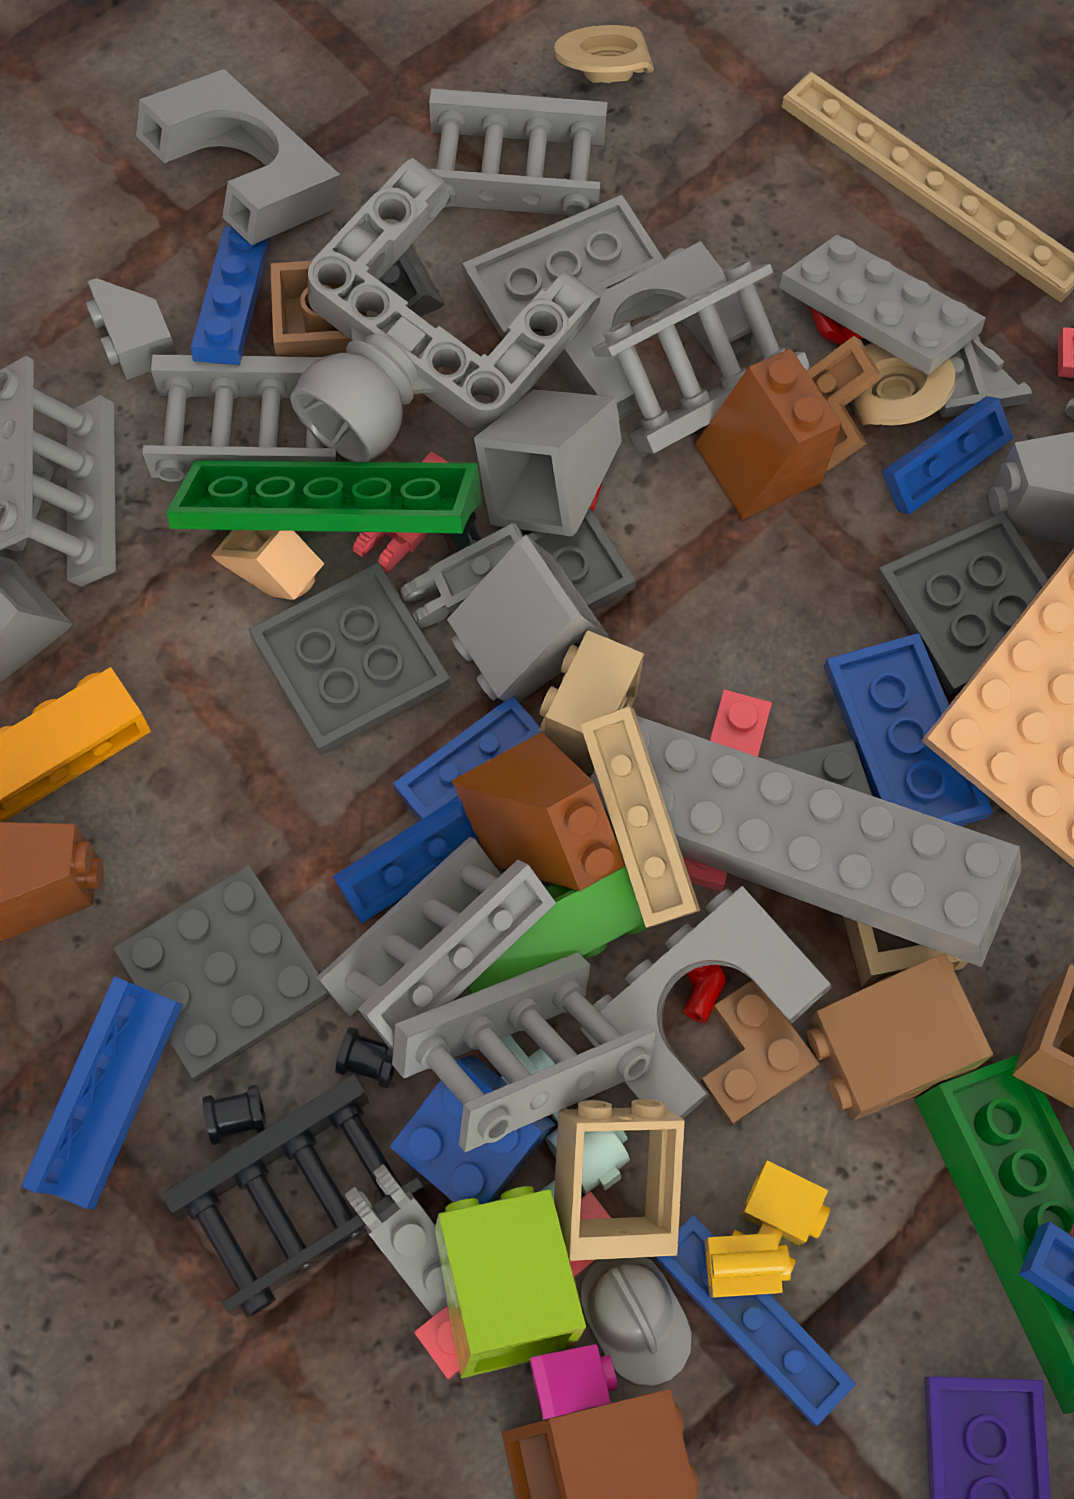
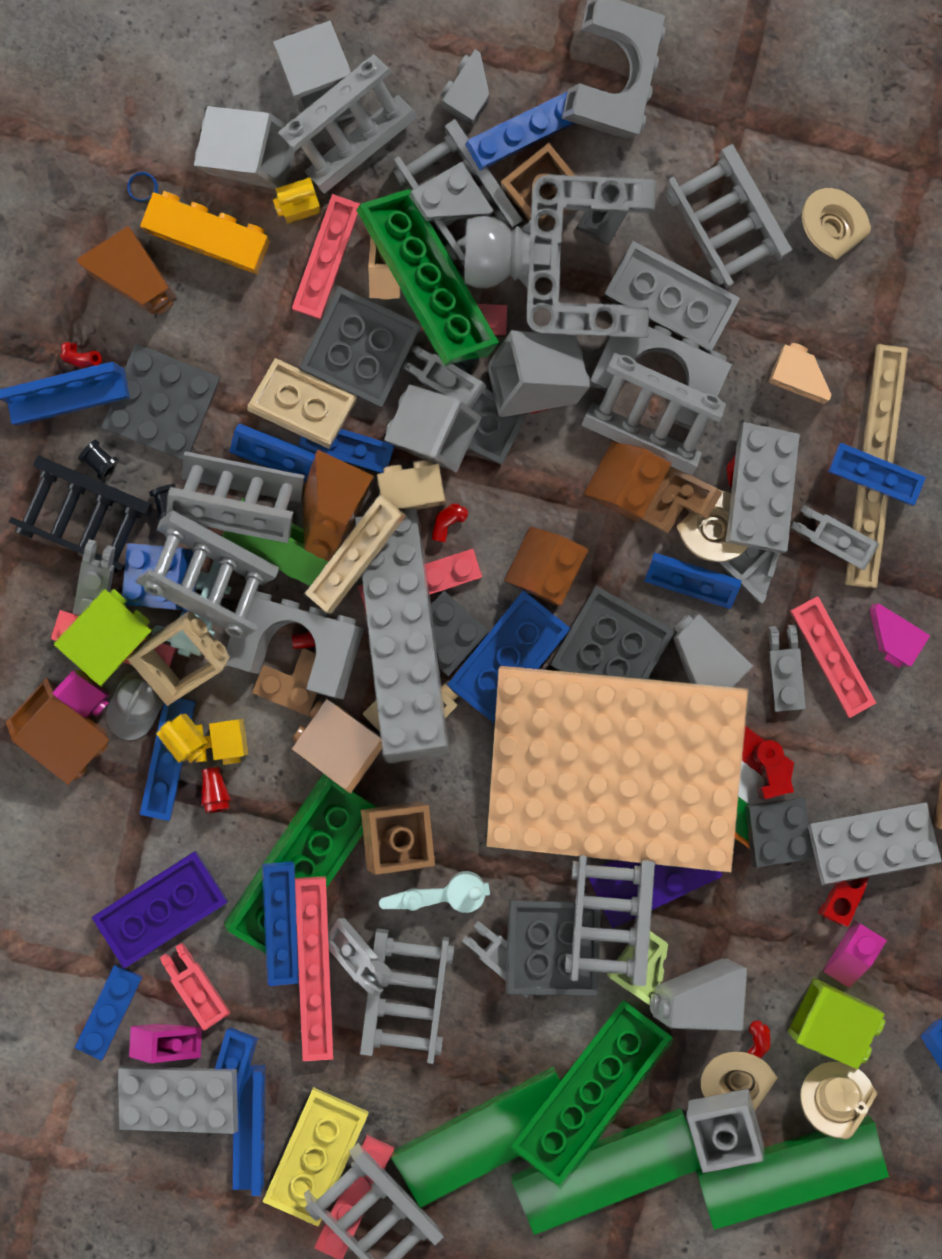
camera: 55 degrees right, 20 degrees up
(59, 1053) = (81, 360): none -> red arm
(97, 606) = (297, 201): none -> yellow brick
(199, 624) = (326, 257): none -> coral plate
(242, 417) = (450, 196): none -> light grey wing
(368, 776) = (302, 403): none -> tan tile
(658, 697) = (445, 518): none -> red arm
(764, 189) = (800, 374): none -> light nougat slope
(819, 599) = (546, 565): none -> dark orange slope
(850, 1281) = (214, 791): none -> red cone
(948, 176) = (876, 474): none -> blue plate
(1003, 262) = (838, 538): none -> light grey hinge

